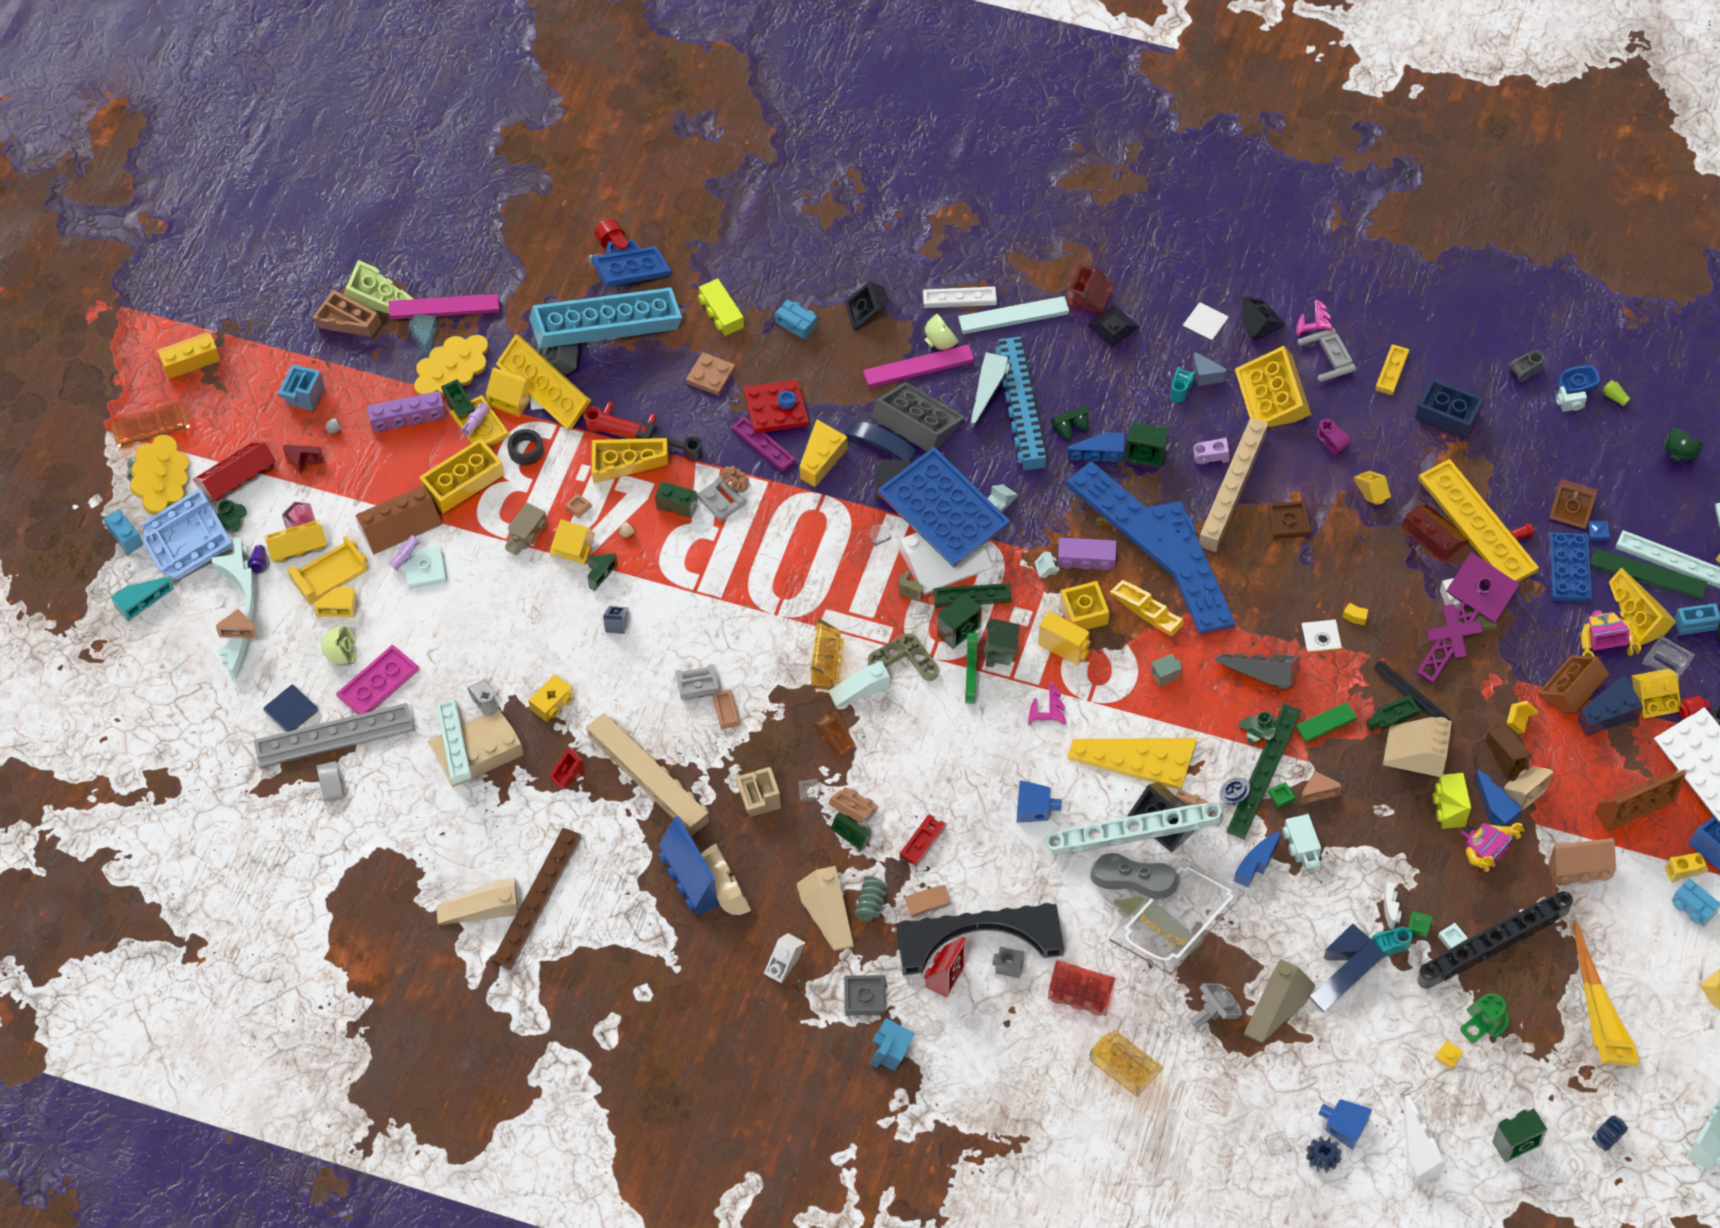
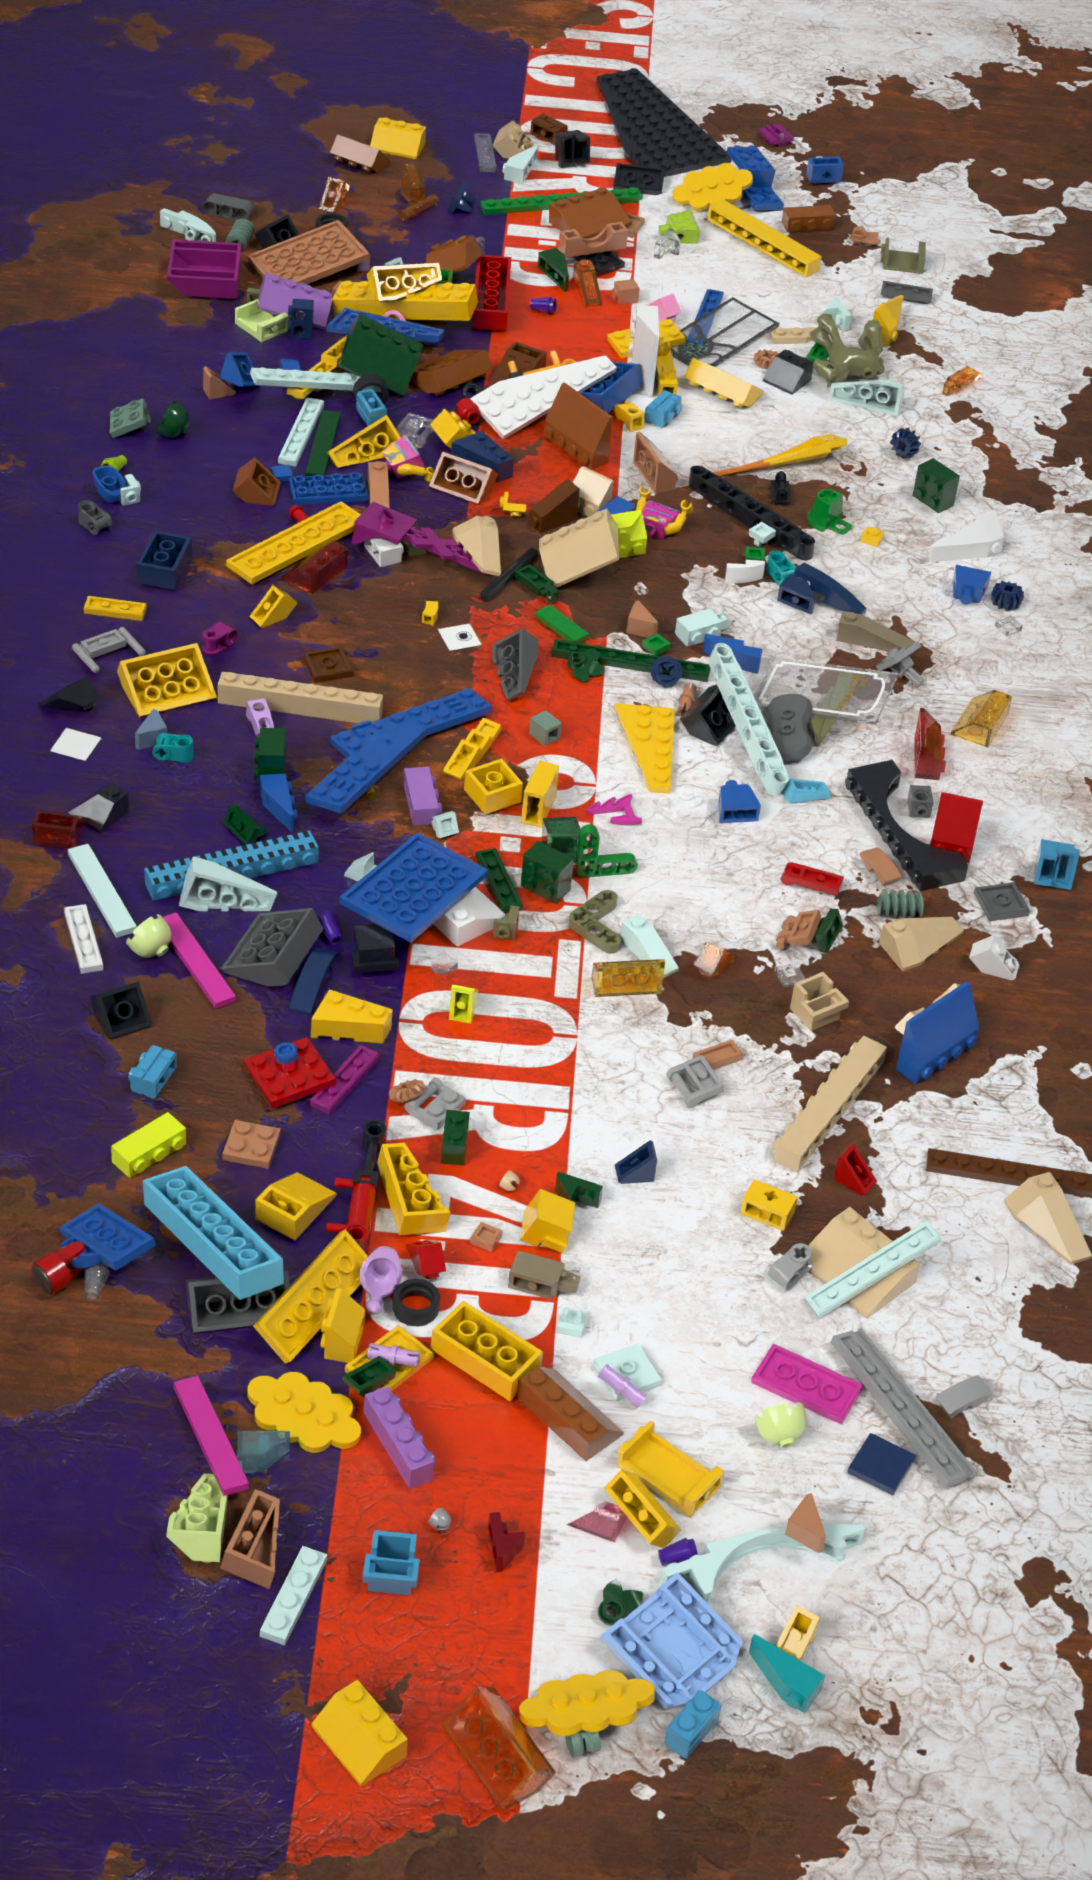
camera: 110 degrees left, 15 degrees down
(165, 608) = (798, 1632): none -> yellow slope
(234, 470) = (546, 1618): red slope -> none
(306, 337) = (293, 1595): none -> light aqua plate
(337, 603) = (715, 1444): yellow slope -> none
(480, 542) = (571, 1322): none -> light aqua tile
(548, 424) = (380, 1276): none -> lavender piece
(564, 459) = (427, 1258): none -> red slope
(638, 385) = (292, 1204): none -> yellow slope
(821, 531) = (463, 1003): none -> neon yellow slope
(1046, 855) = (805, 790): none -> medium azure slope
(1321, 322) = (57, 656): dark pink piece -> none
(1453, 670) = (481, 541): none -> tan wedge
(1538, 984) = (780, 489): none -> black hinge
(1562, 605) = (378, 483): none -> nougat slope
(1687, 409) = (129, 417): none -> sand green plate

